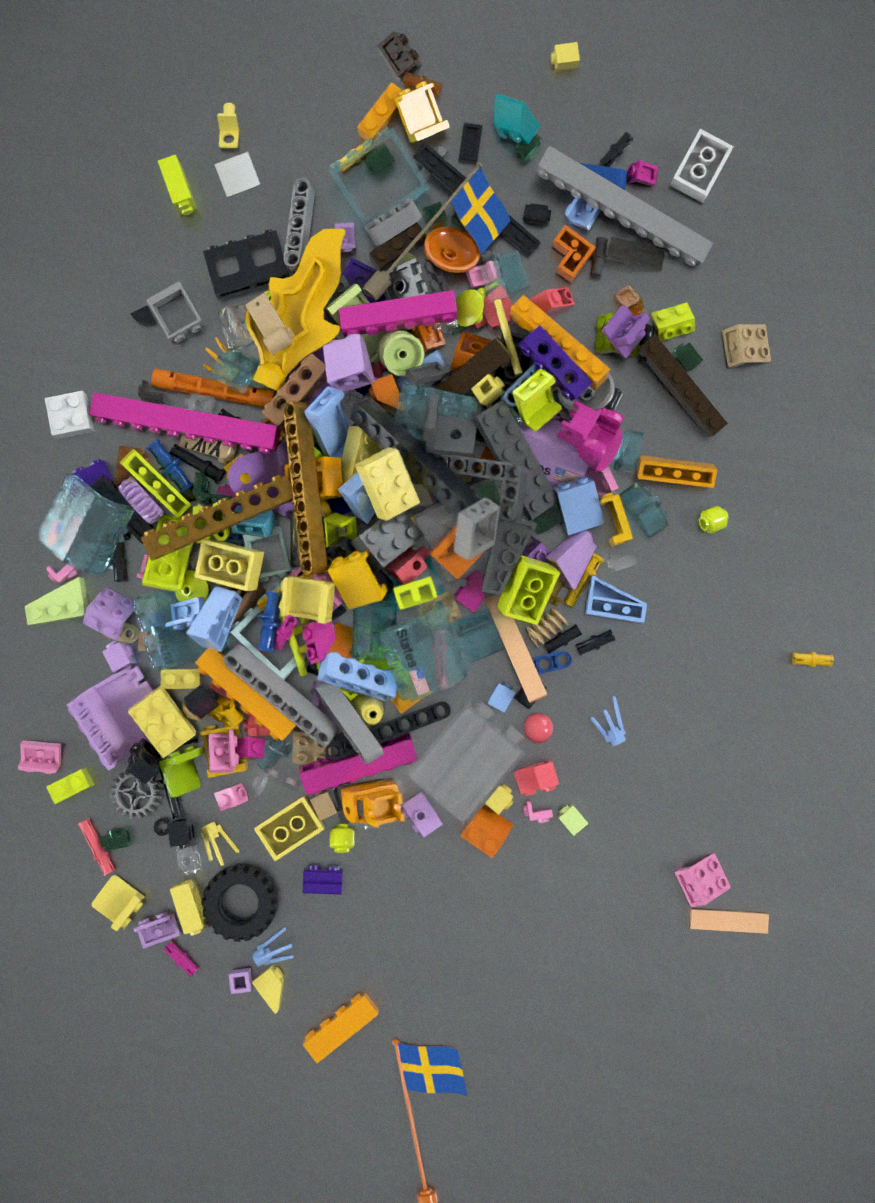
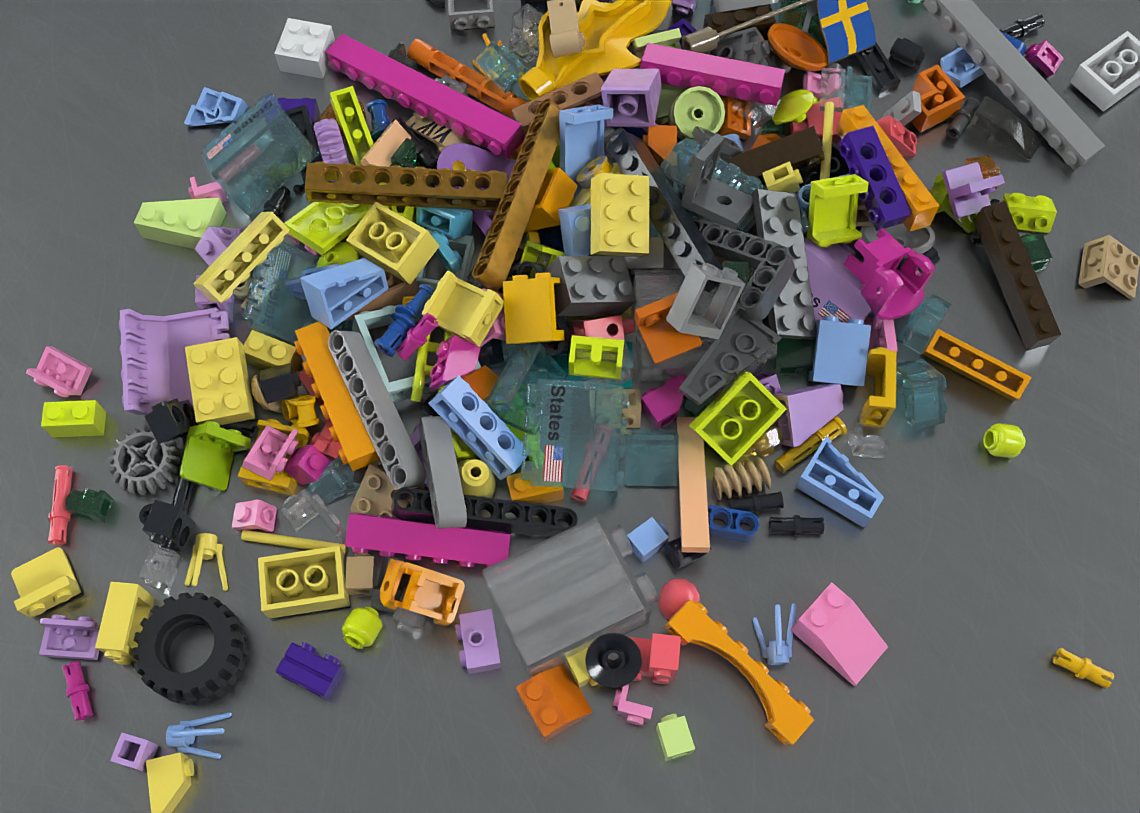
camera: 25 degrees right, 20 degrees down
(28, 497) = (215, 109): none -> light blue slope
(131, 628) = (241, 257): none -> light yellow brick
(182, 485) = (386, 145): none -> light nougat tile
(266, 801) = (288, 541): none -> light yellow bar
(274, 554) = (449, 258): none -> medium azure plate
(346, 438) = (598, 165): none -> yellow piece
(518, 798) = (613, 672): none -> black dish
(553, 277) = (906, 108): none -> light grey plate
(636, 776) = (785, 716): none -> light orange arch
(651, 706) = (840, 634): none -> bright pink slope

